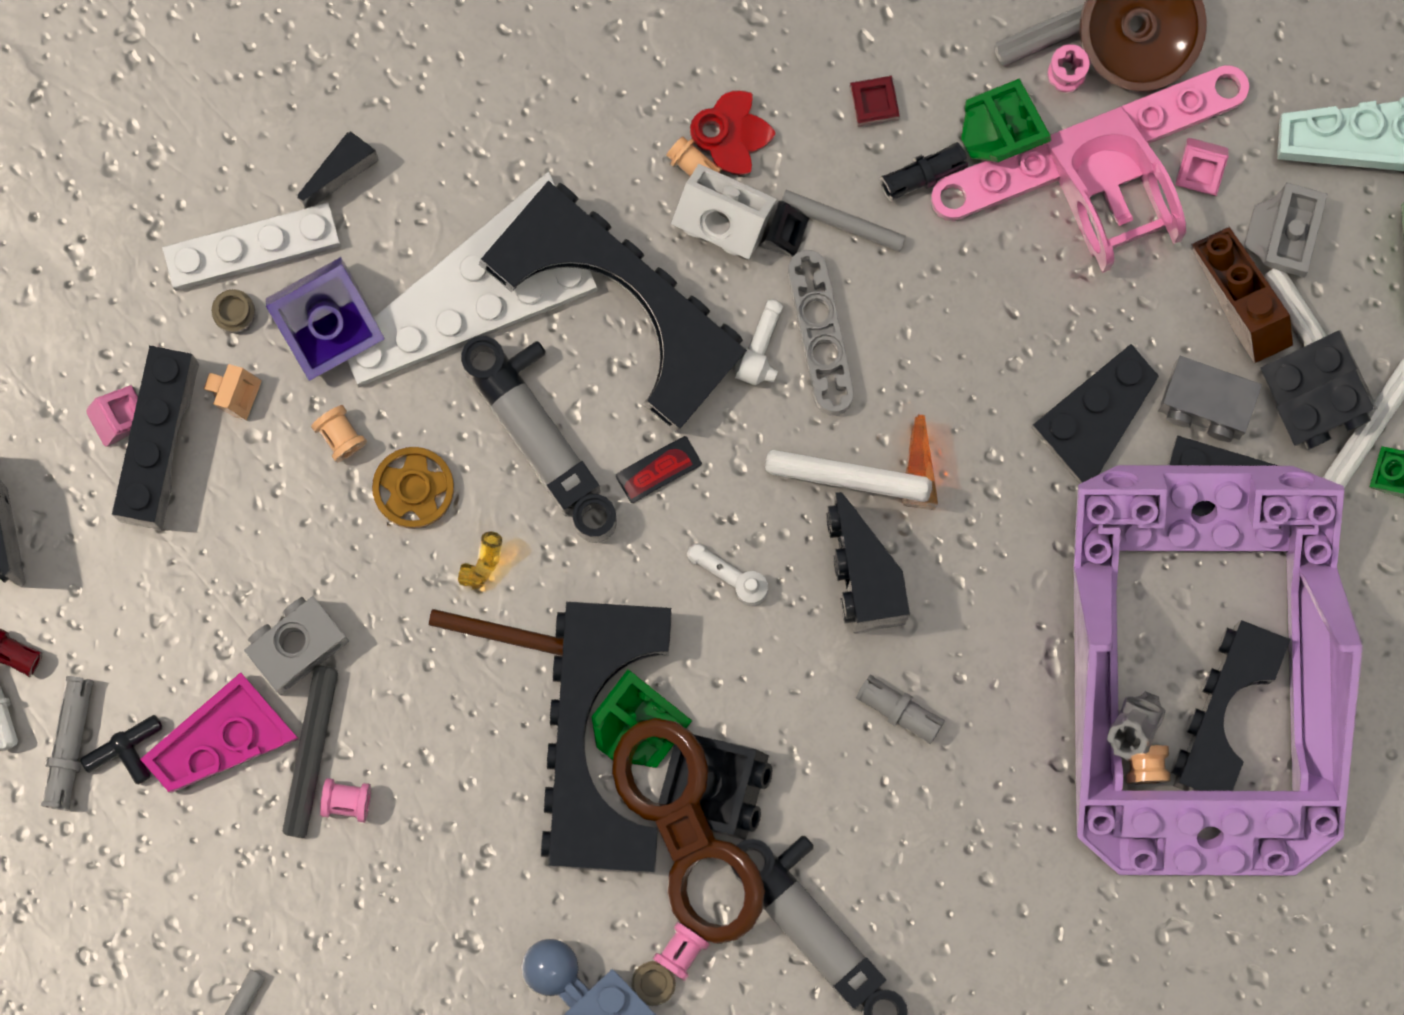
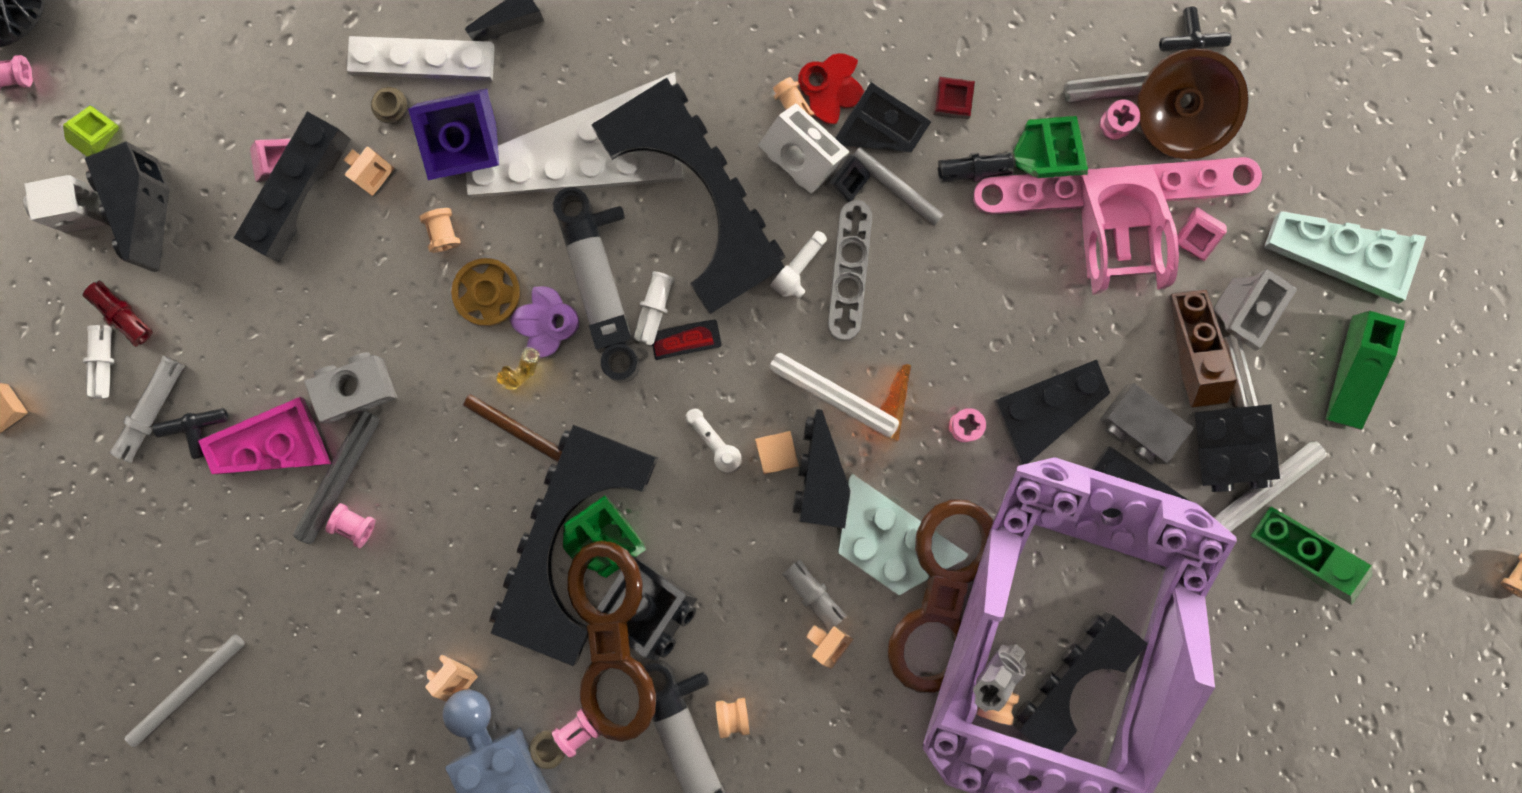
camera: 20 degrees right, 5 degrees up
(485, 499) = (540, 318): none -> medium lavender plate
(517, 935) = (449, 679): none -> light nougat tile
(611, 444) = (653, 308): none -> white axle
(803, 155) = (882, 123): none -> black wing
(804, 563) = (777, 452): none -> light nougat slope
(853, 876) = (732, 717): none -> light nougat wheel
(936, 759) = (830, 644): none -> light nougat tile
(968, 622) = (882, 540): none -> light aqua wing
(1018, 453) = (976, 419): none -> bright pink bush
(1044, 658) = (943, 592): none -> reddish brown bar

